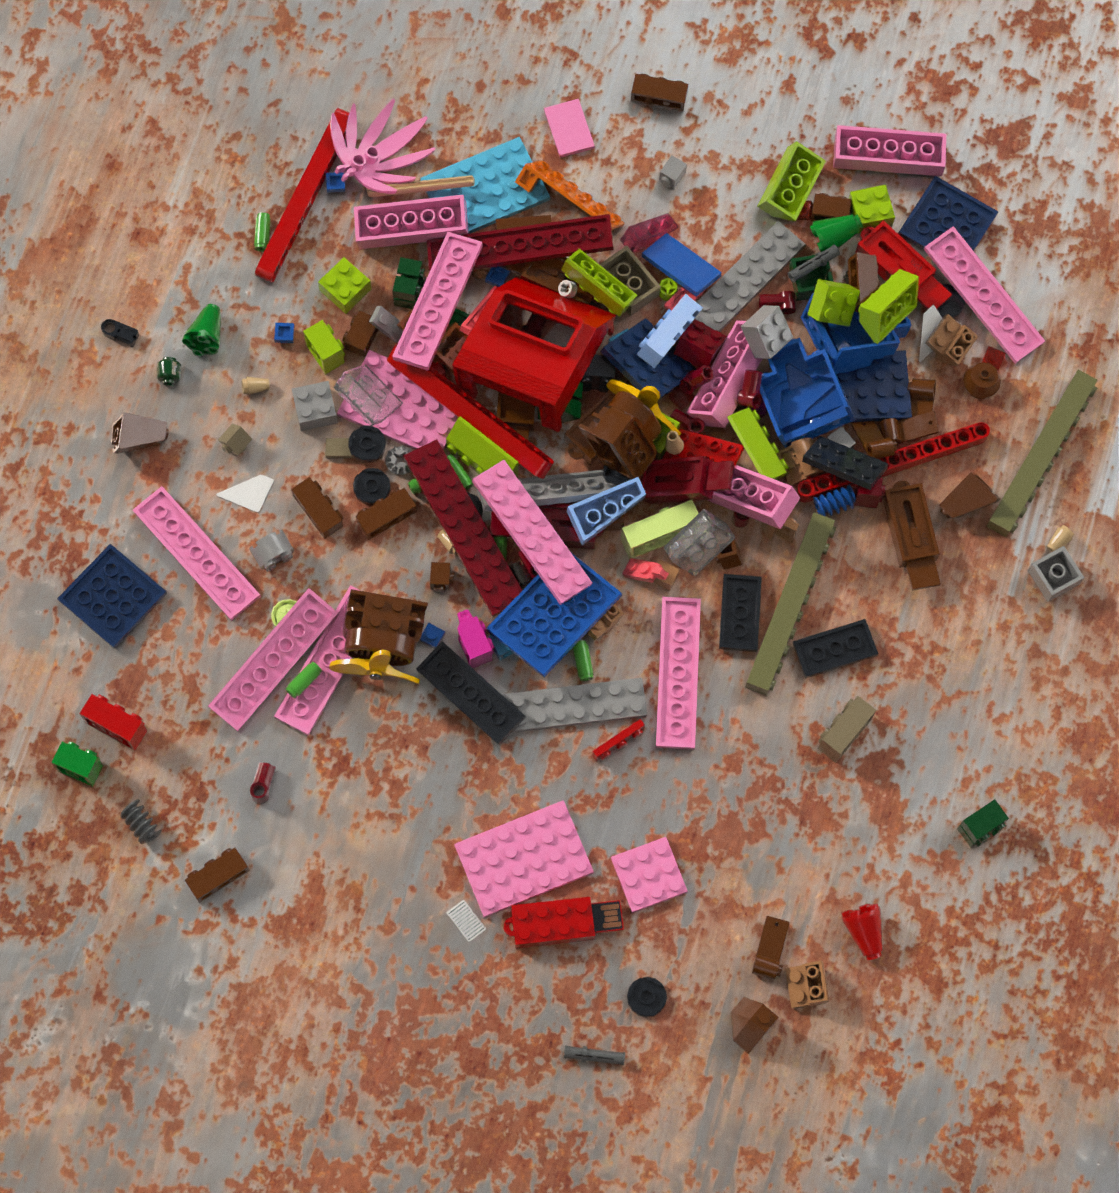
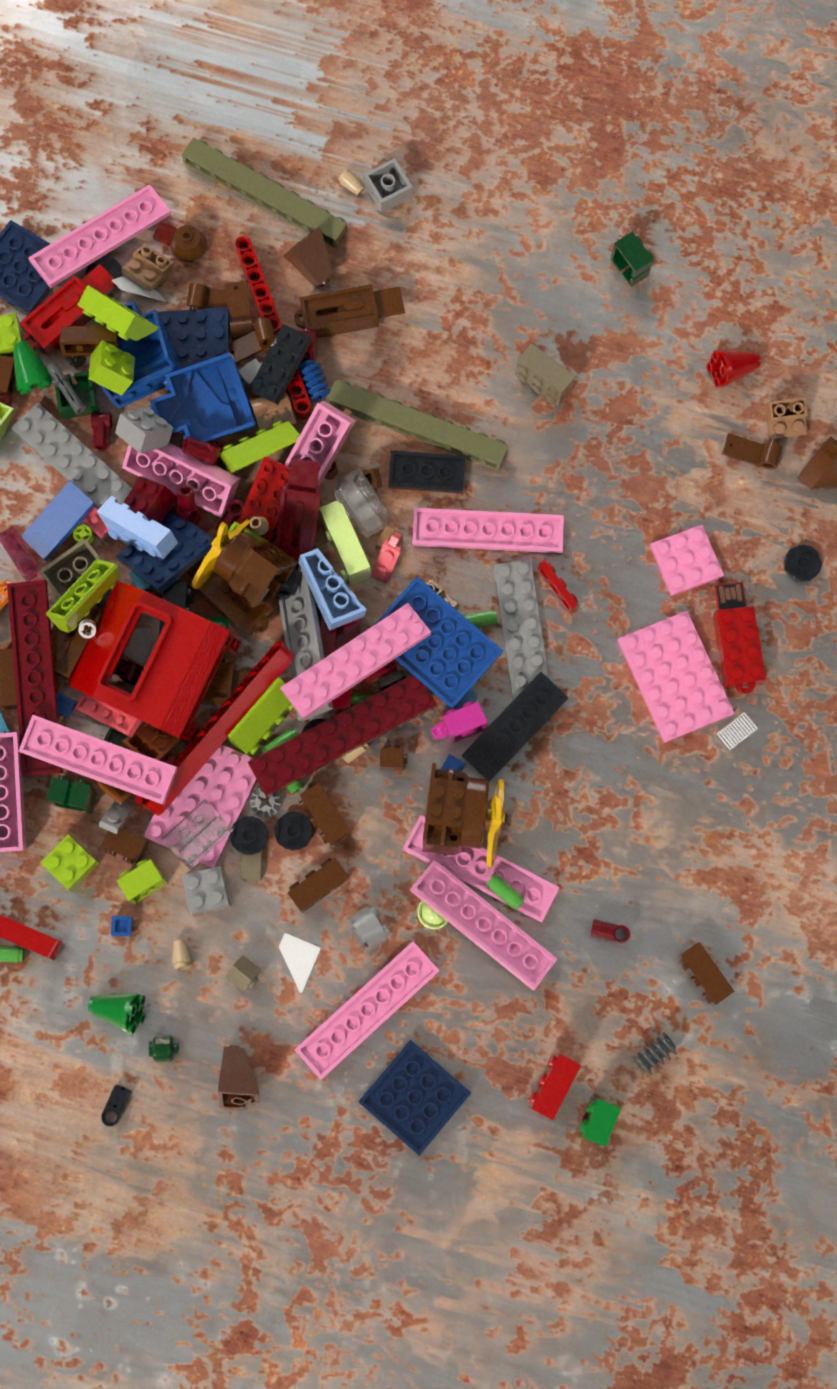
camera: 90 degrees left, 5 degrees up
(835, 648) = (461, 386): black plate -> none

